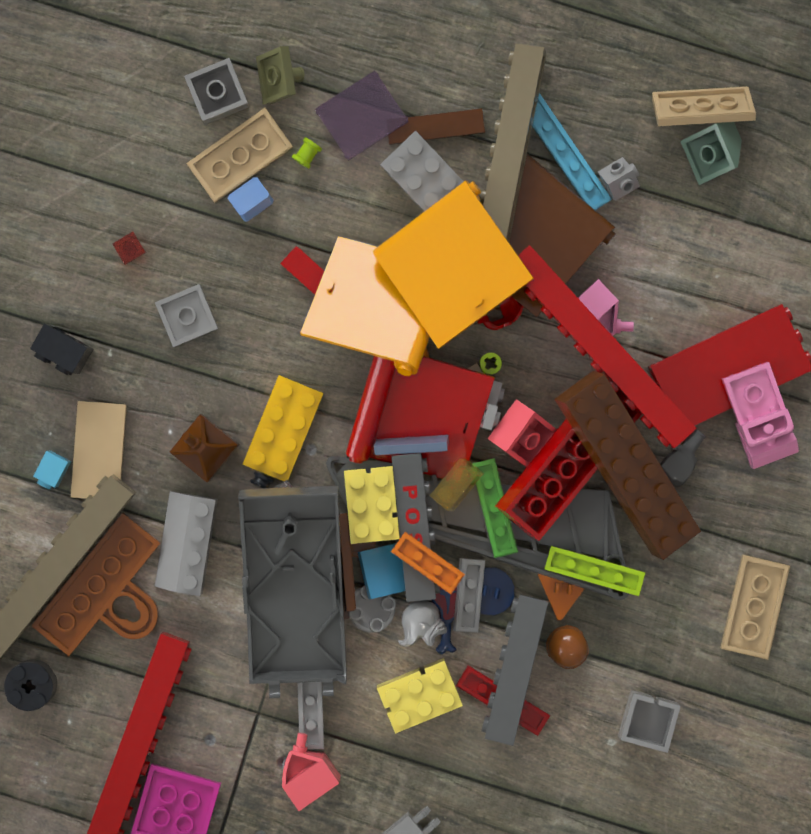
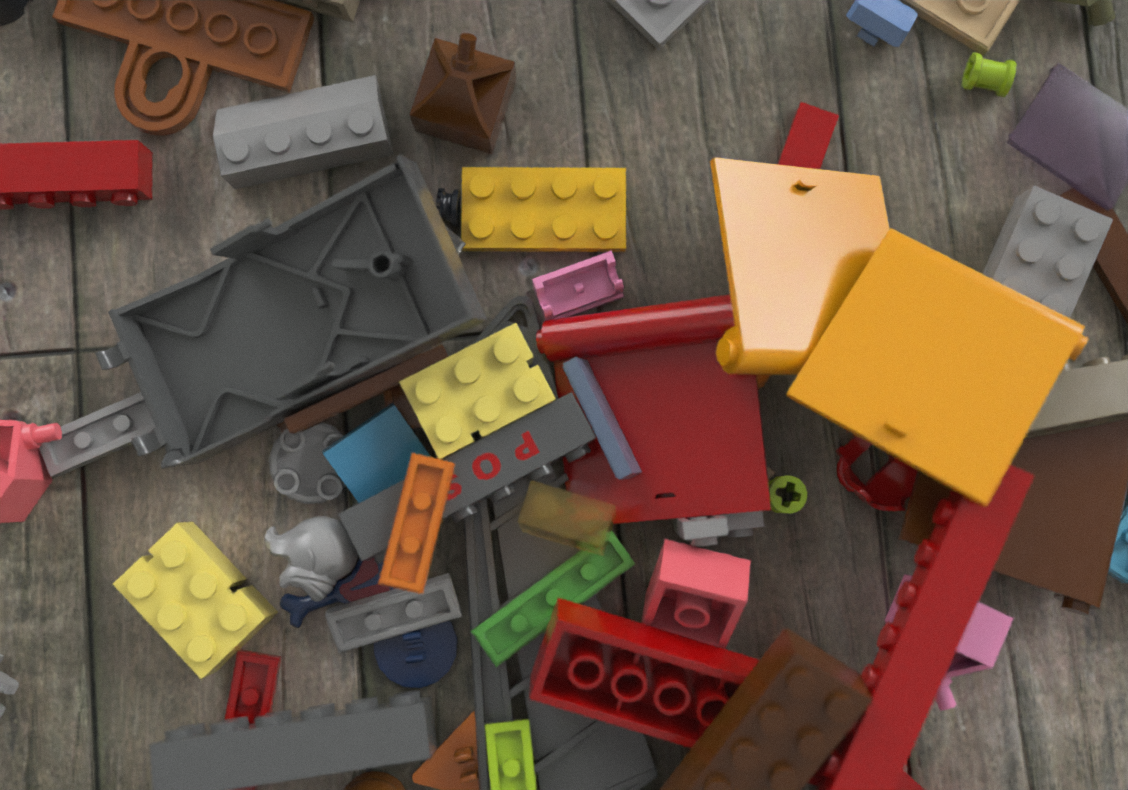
camera: 60 degrees right, 5 degrees down
(335, 428) = (578, 287): none -> bright pink hinge

